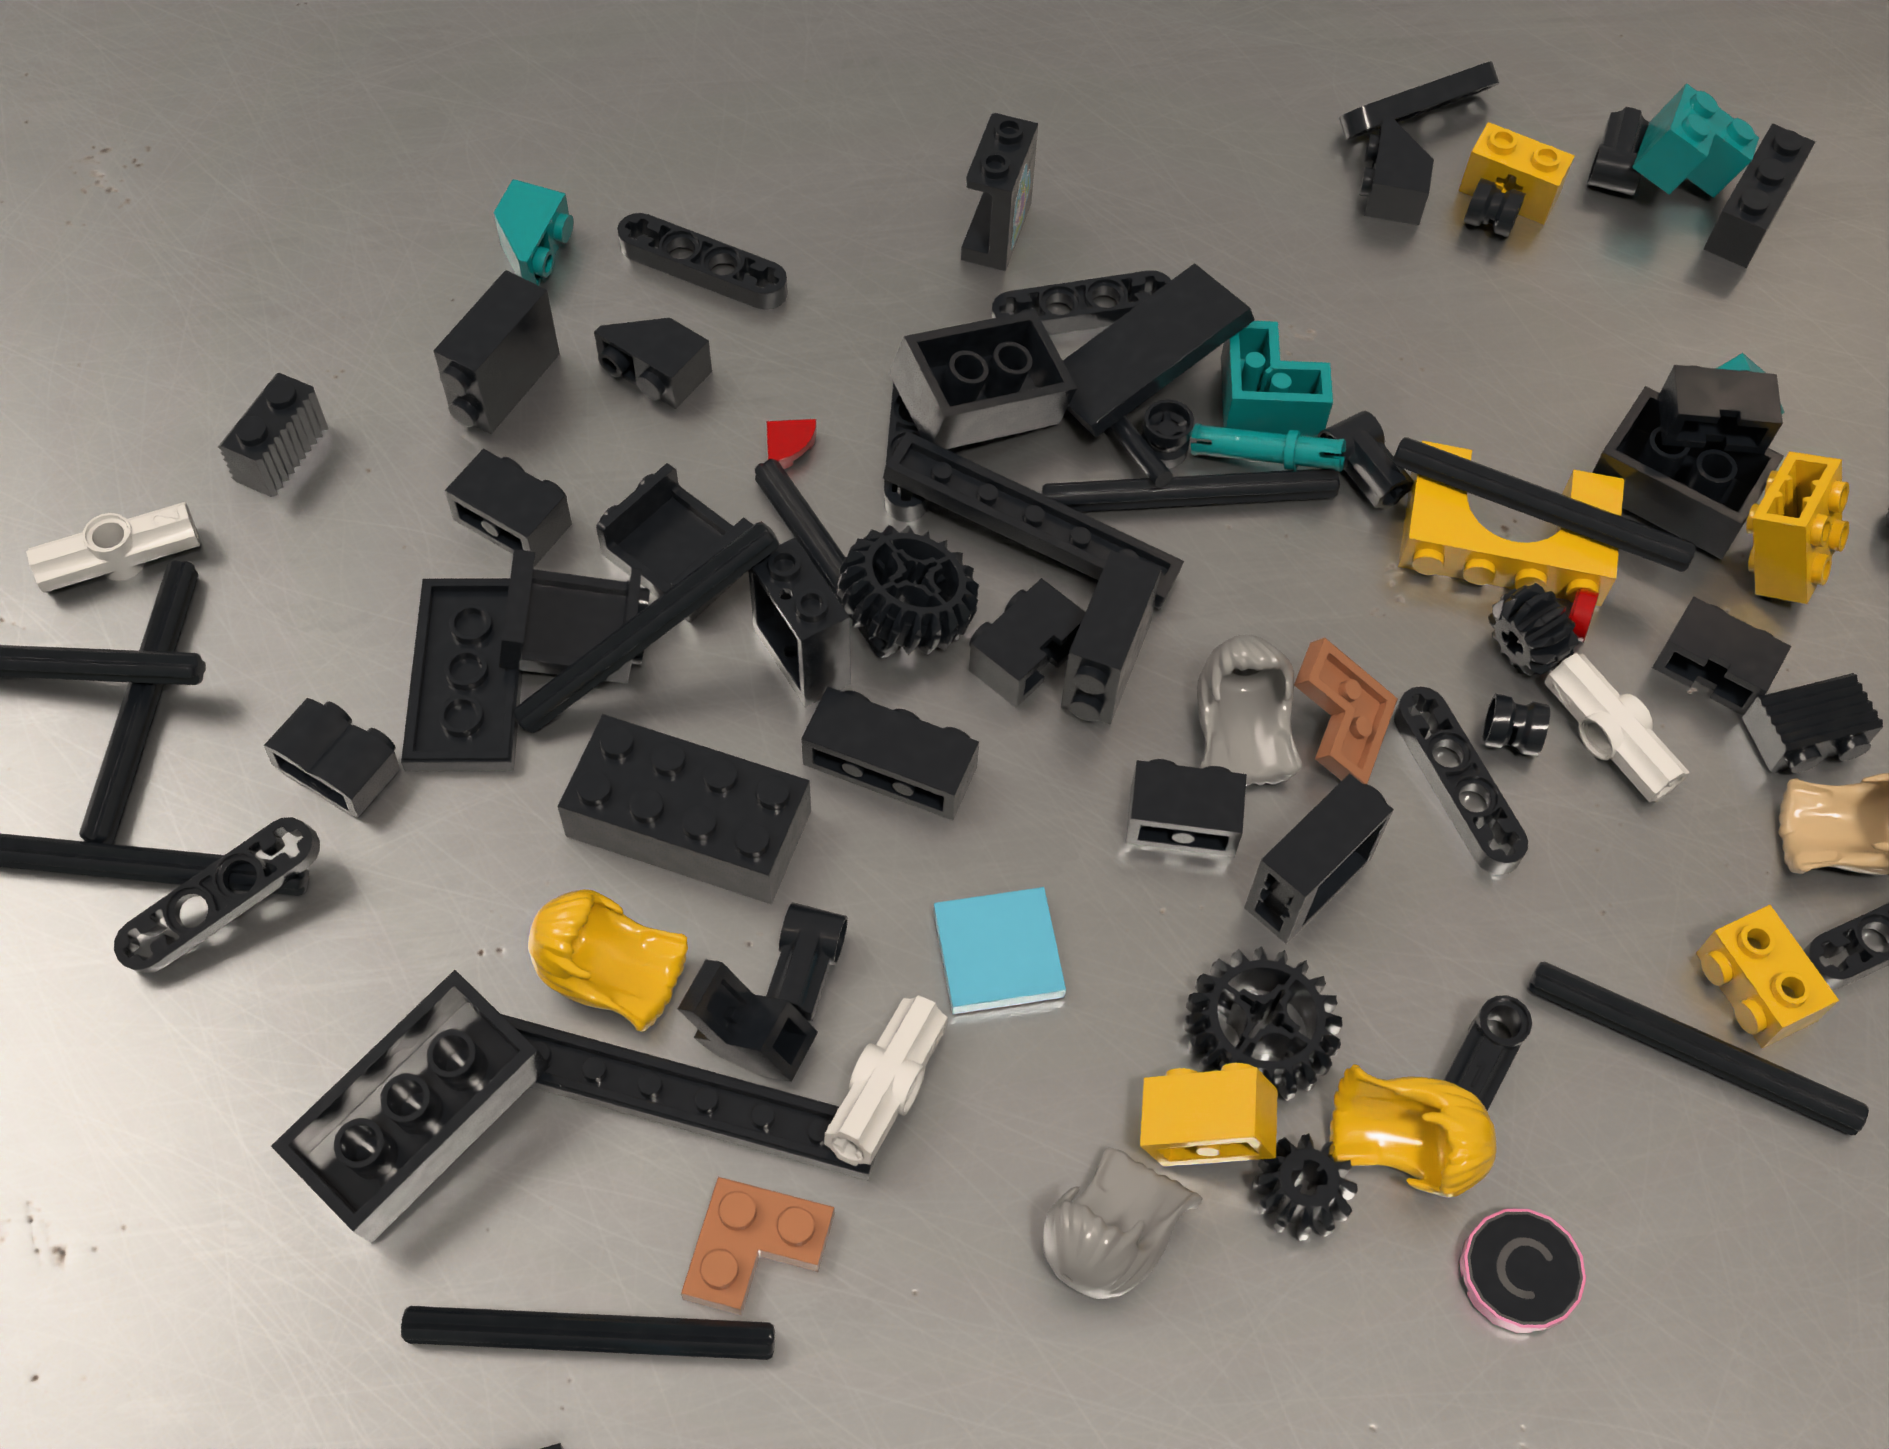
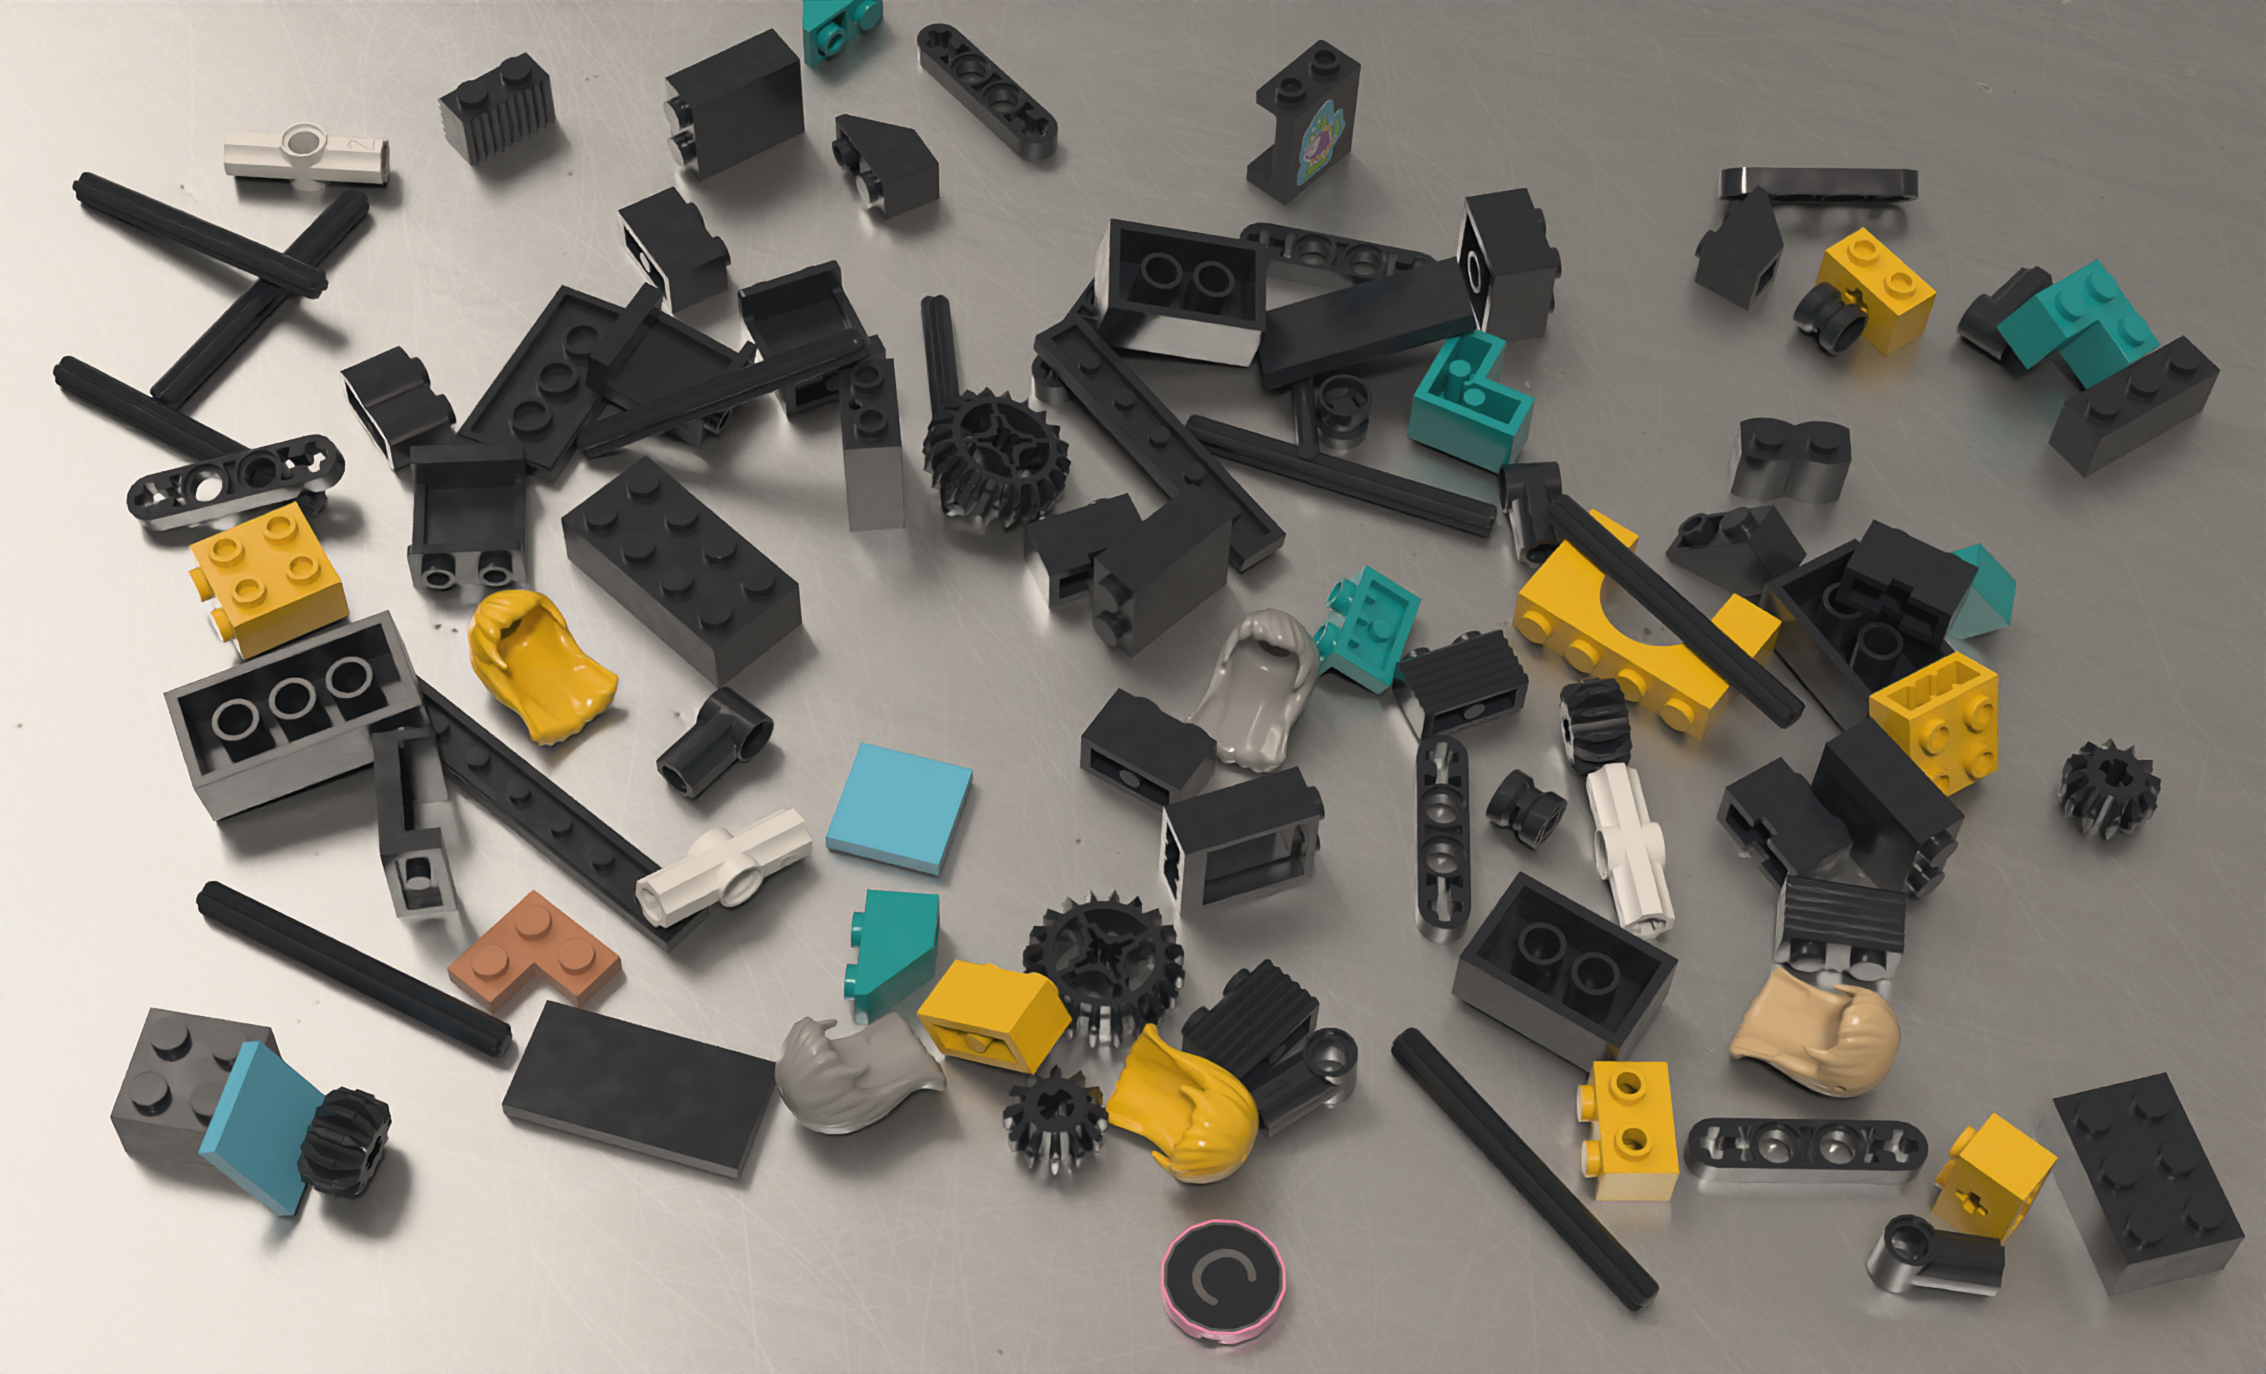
camera: 25 degrees right, 5 degrees down
(302, 981) = (267, 581): none -> yellow brick
(457, 835) = (469, 514): none -> black panel
(604, 1215) = (413, 860): none -> black panel
(744, 1027) = (622, 771): black brick -> none
(790, 439) = (973, 285): red tile -> none
(890, 752) = (898, 596): black brick -> none
(922, 1328) = (641, 1089): none -> black tile
(1076, 1085) = (896, 950): none -> teal slope
(1234, 247) = (1507, 264): none -> black brick
(1286, 449) = (1453, 469): teal pin -> none
(1291, 610) = (1366, 628): none -> teal bracket
(1357, 708) = (1372, 732): nougat plate -> none
(1400, 633) = (1460, 683): none -> black brick
(1415, 1021) = (1253, 1024): none -> black brick
(1538, 339) = (1789, 460): none -> black brick
(1544, 430) = (1737, 548): none -> black slope
(1582, 612) = (1663, 736): red tile -> none
(1642, 863) = (1563, 975): none -> black brick
(1807, 607) = (1890, 807): none -> black brick

